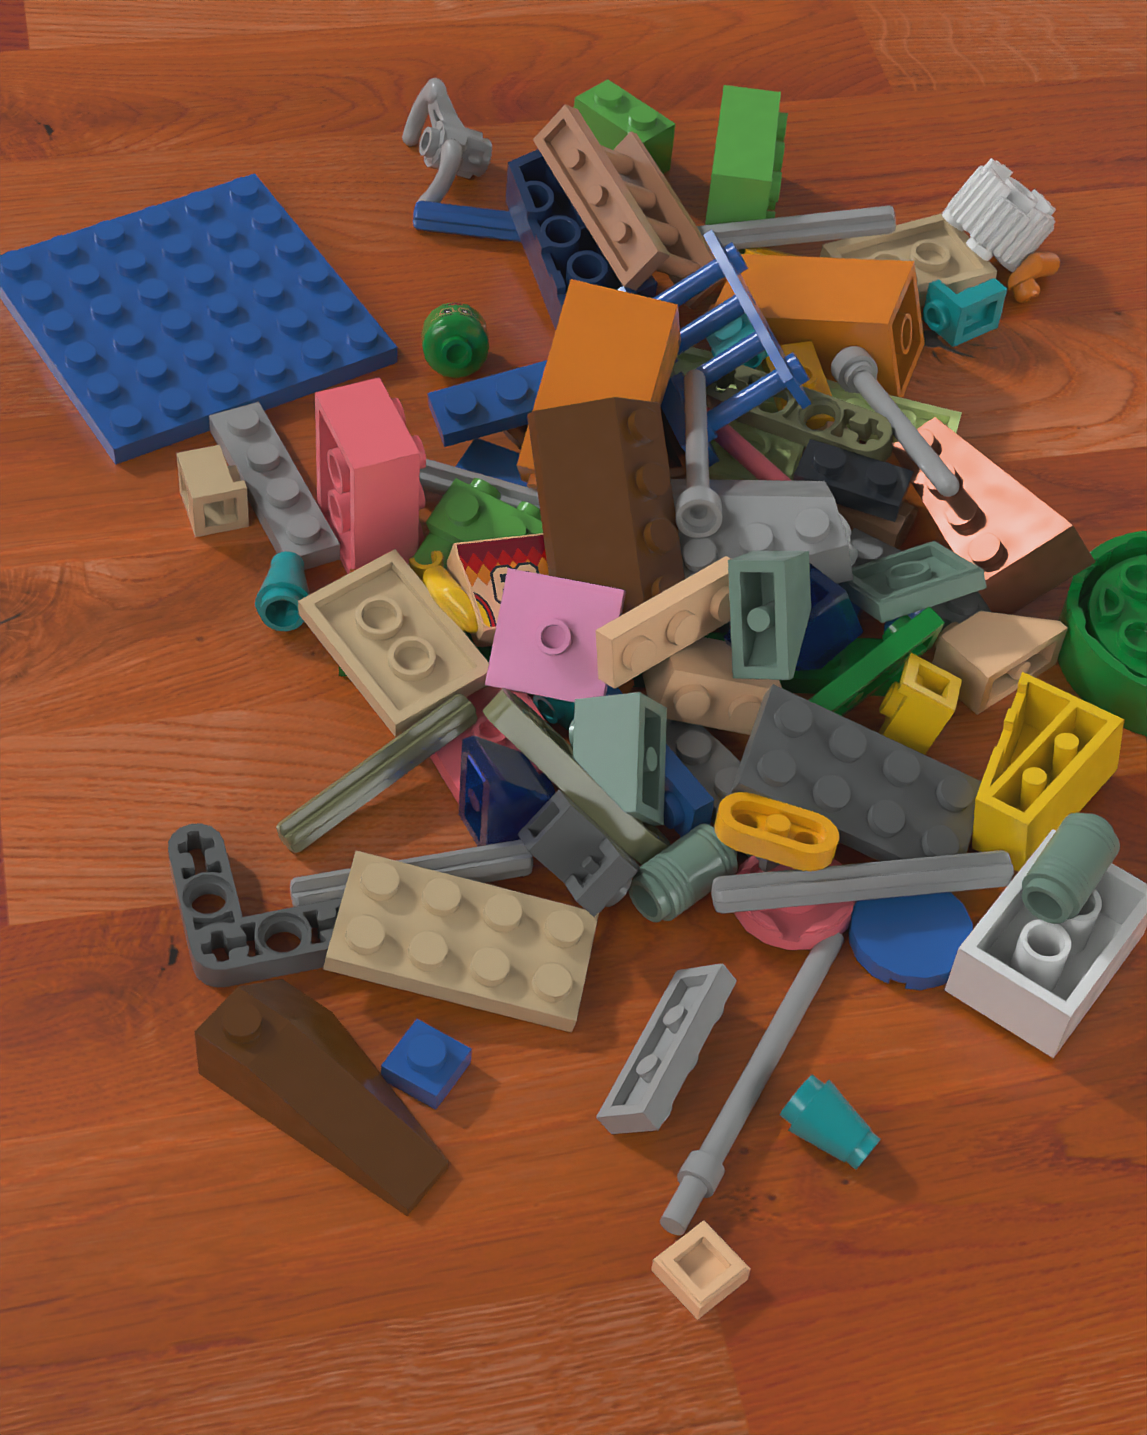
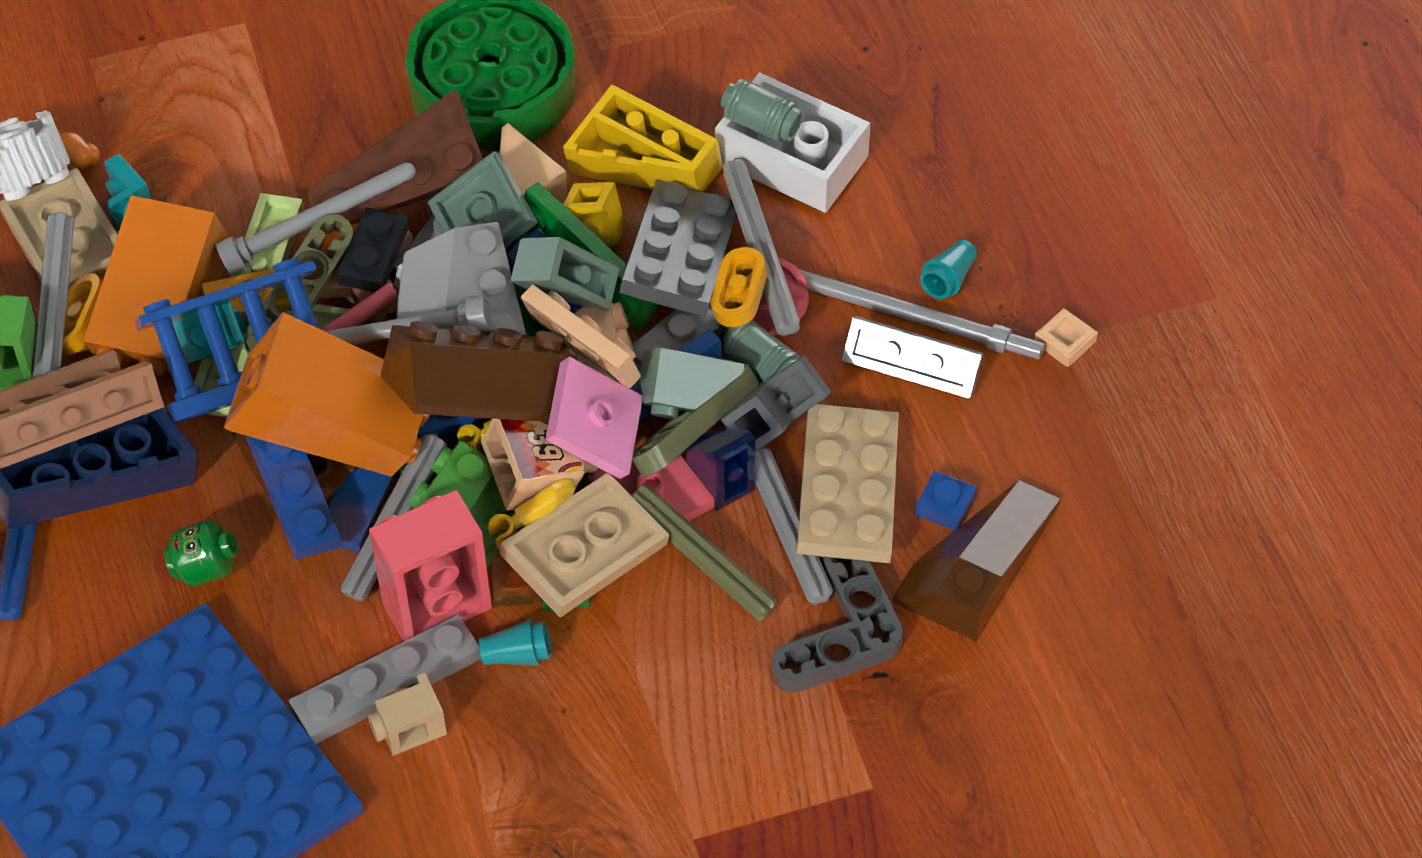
camera: 90 degrees left, 5 degrees up
(909, 937) = (793, 226): blue tile -> none

